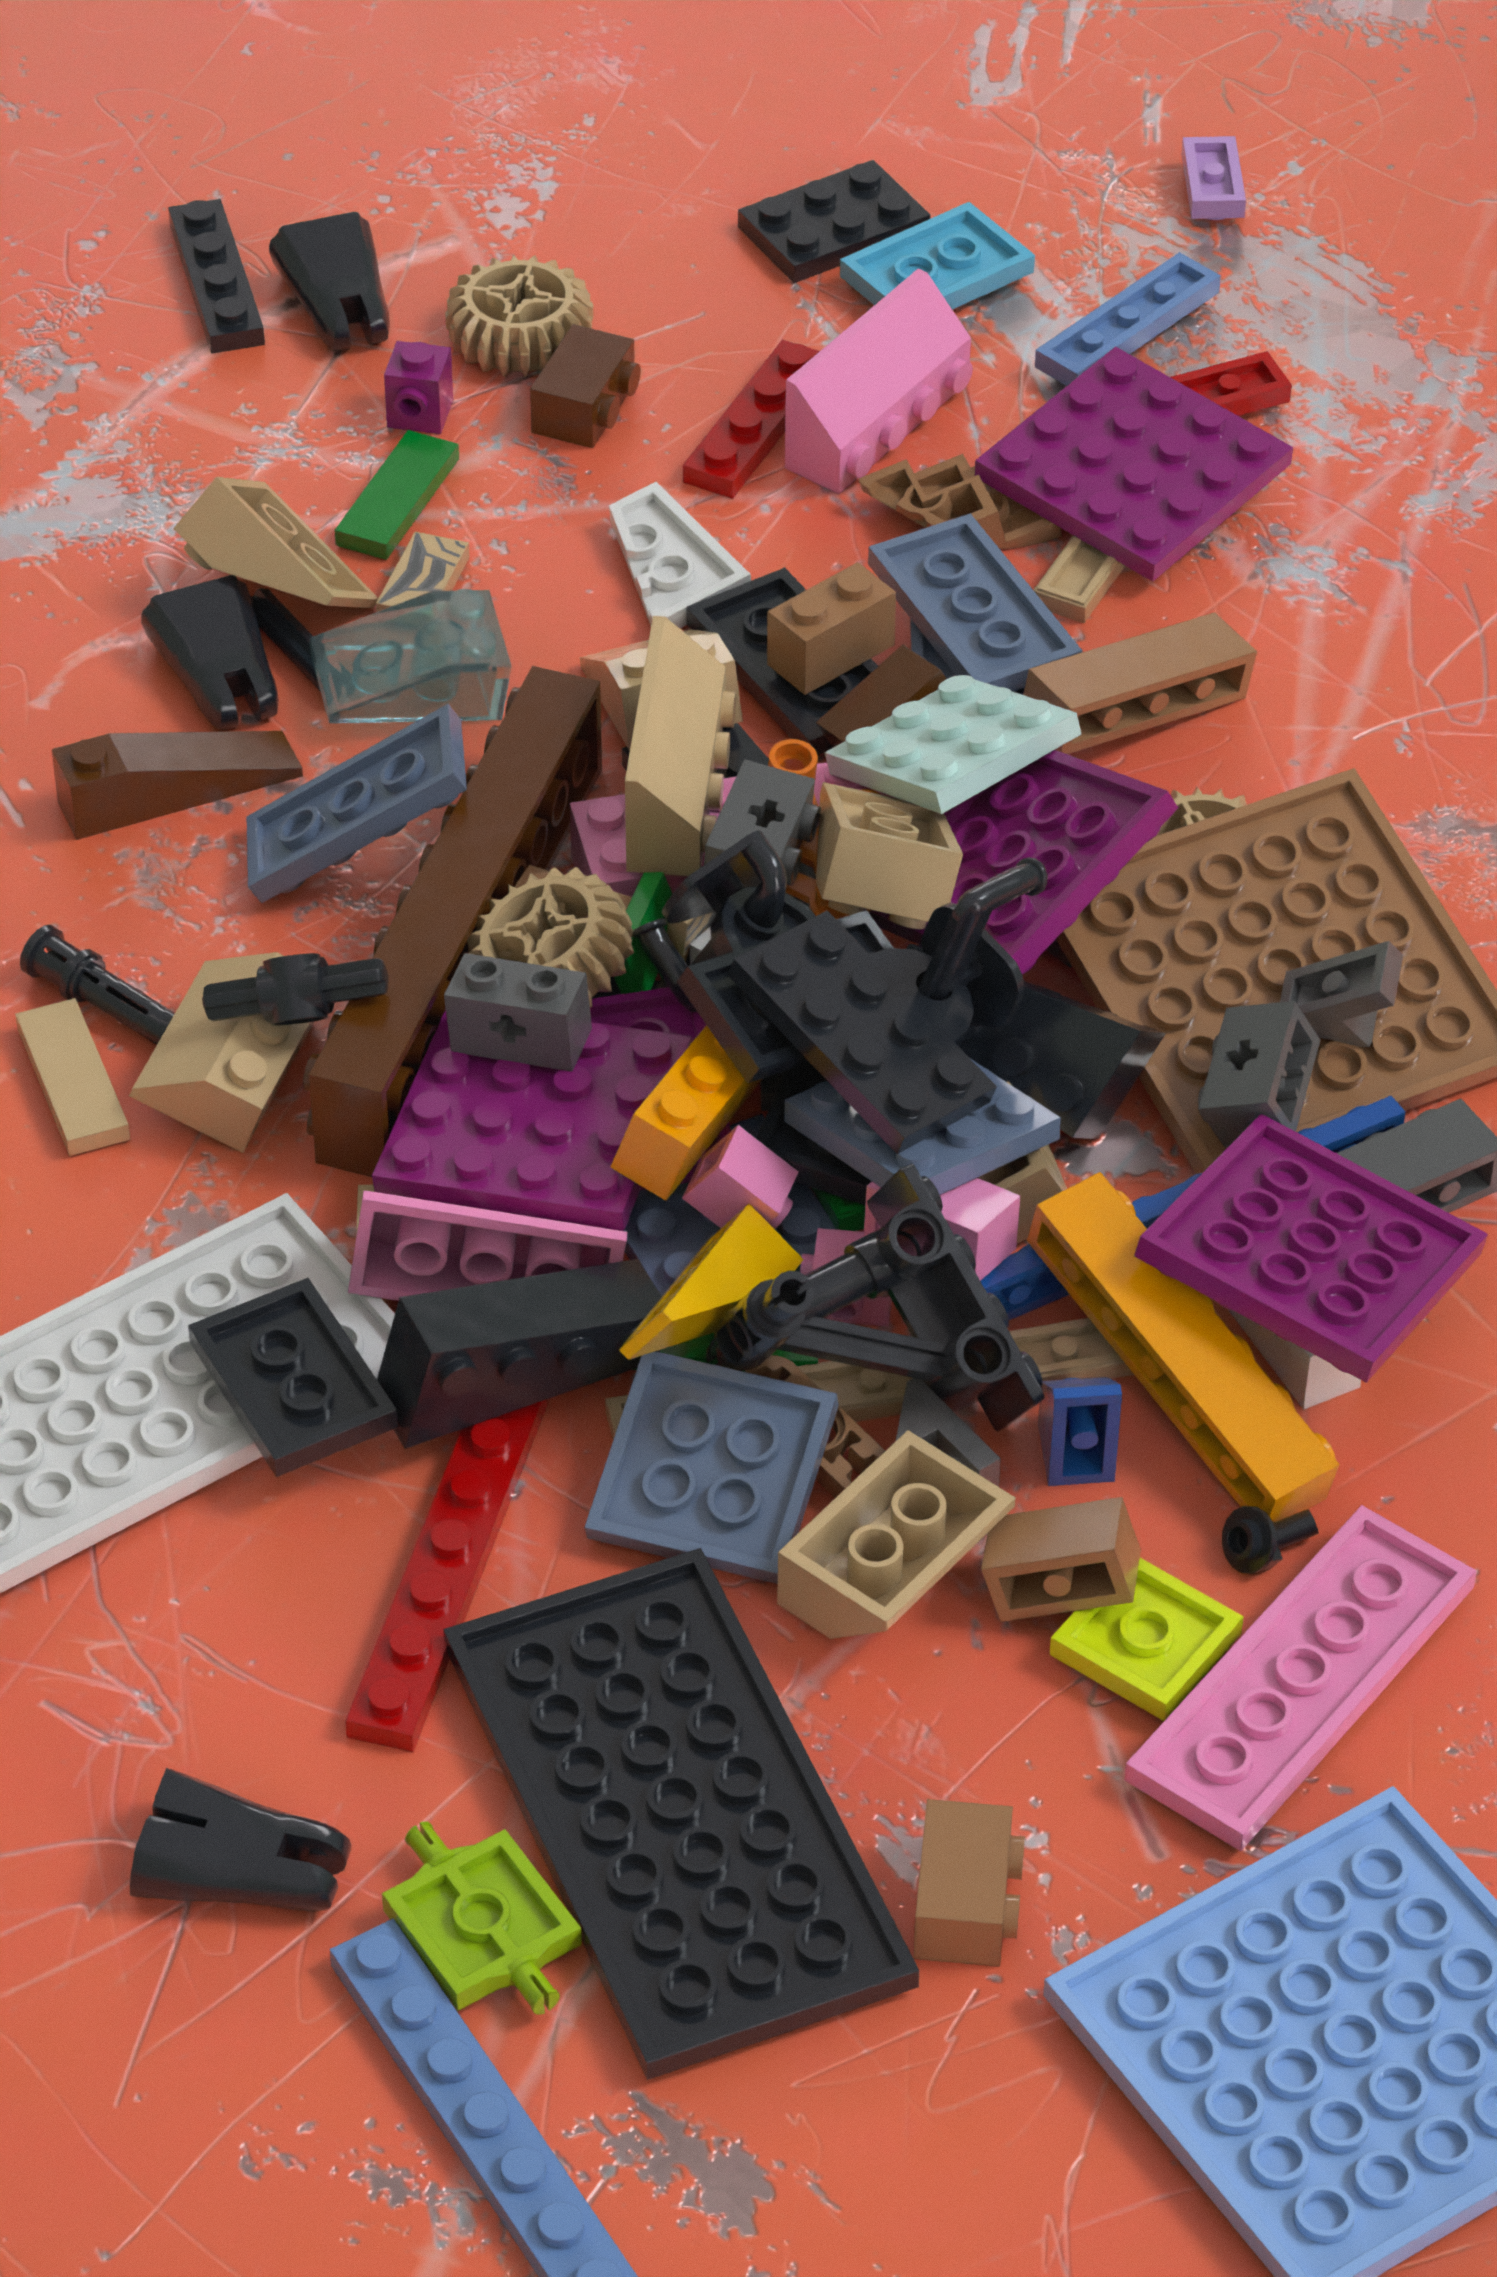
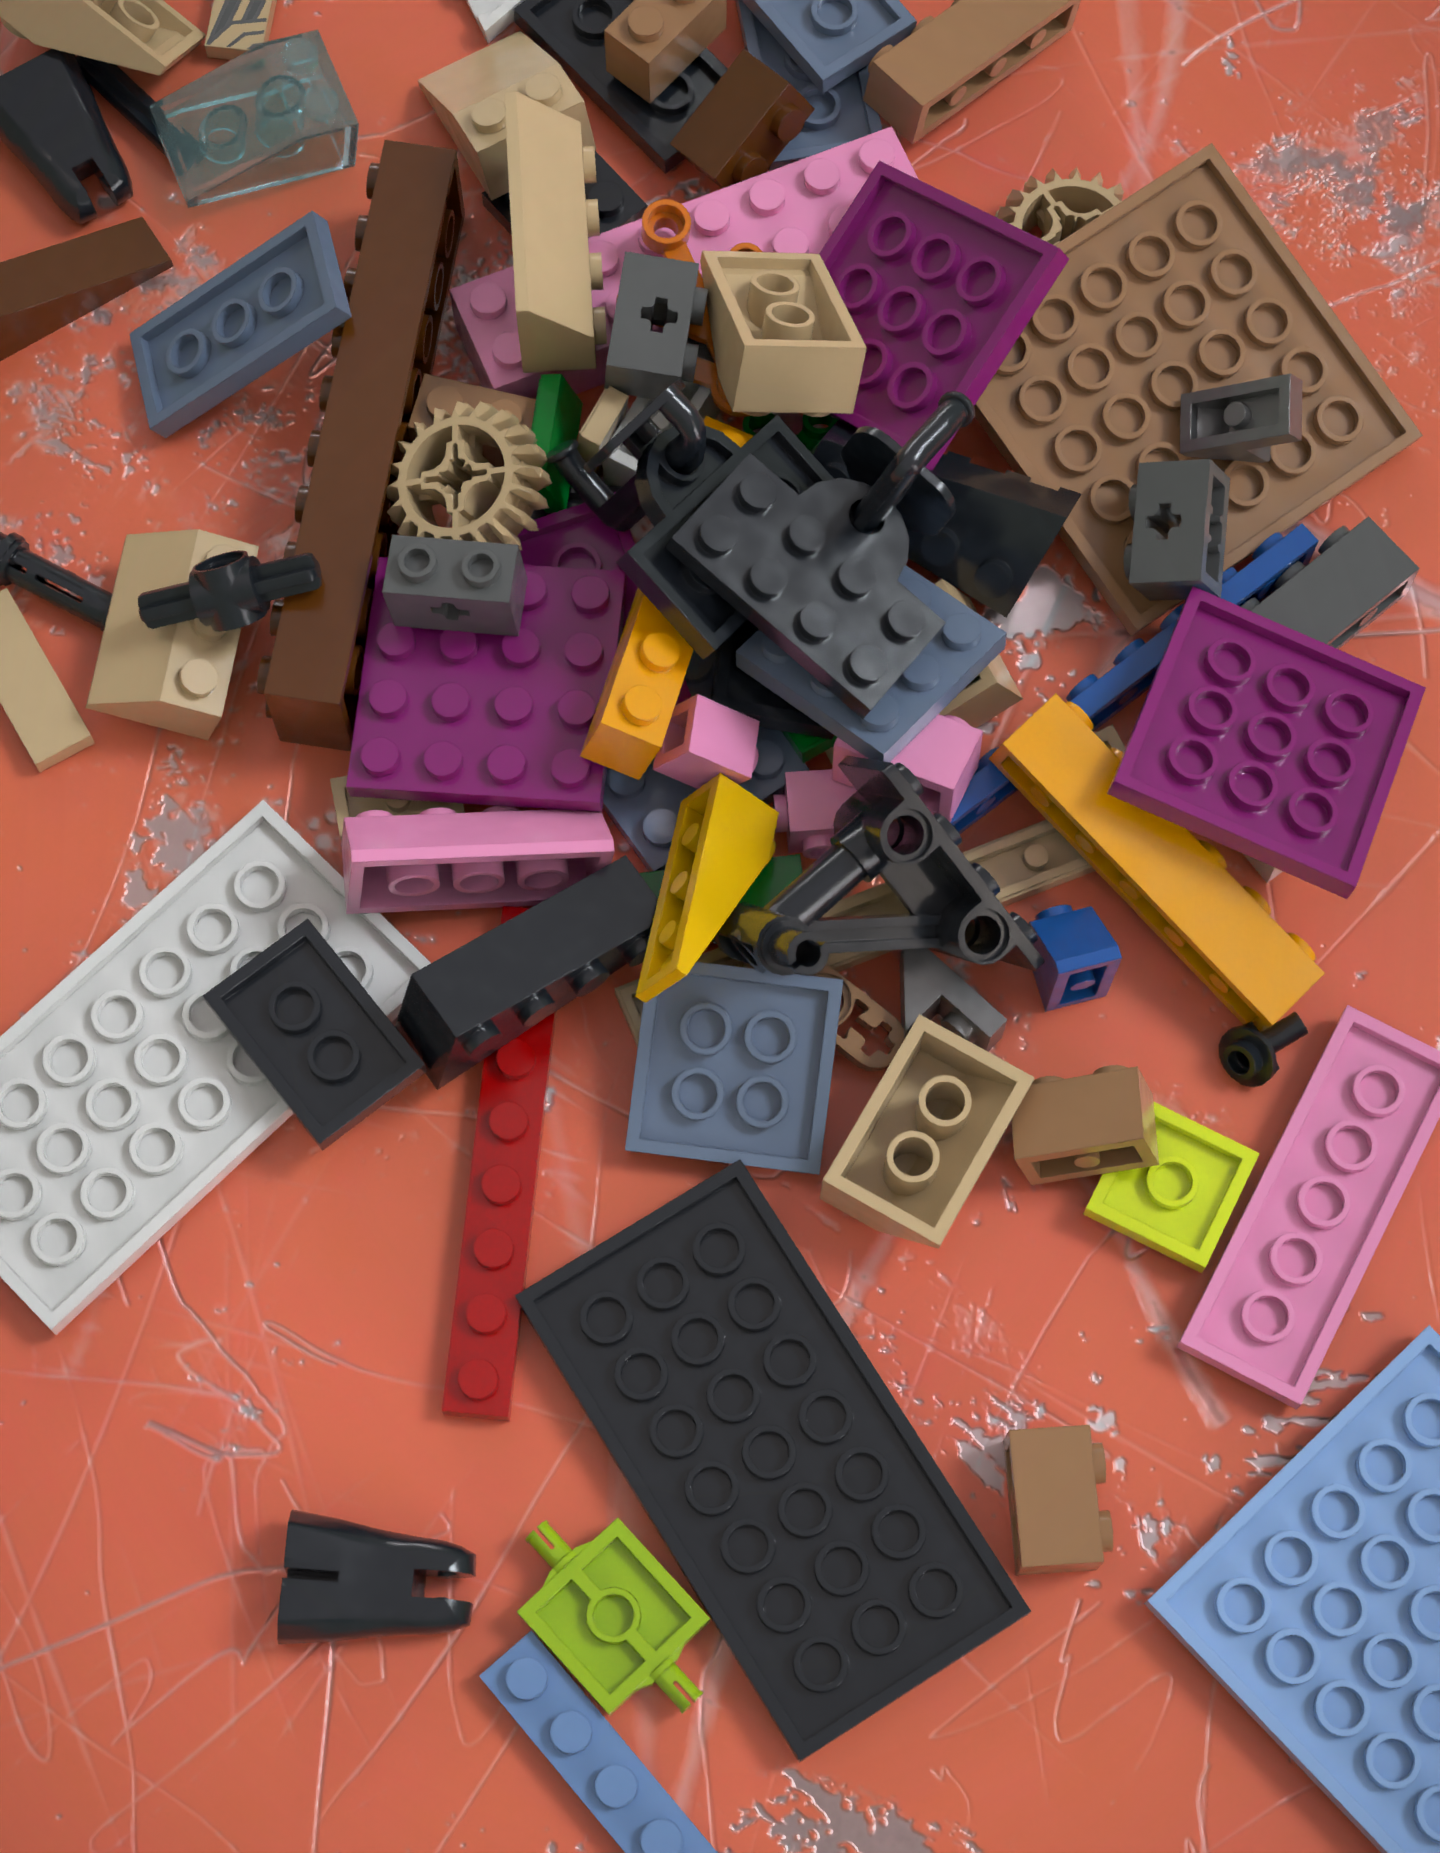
camera: 10 degrees left, 25 degrees up
(952, 743) = (821, 181): light aqua plate -> none

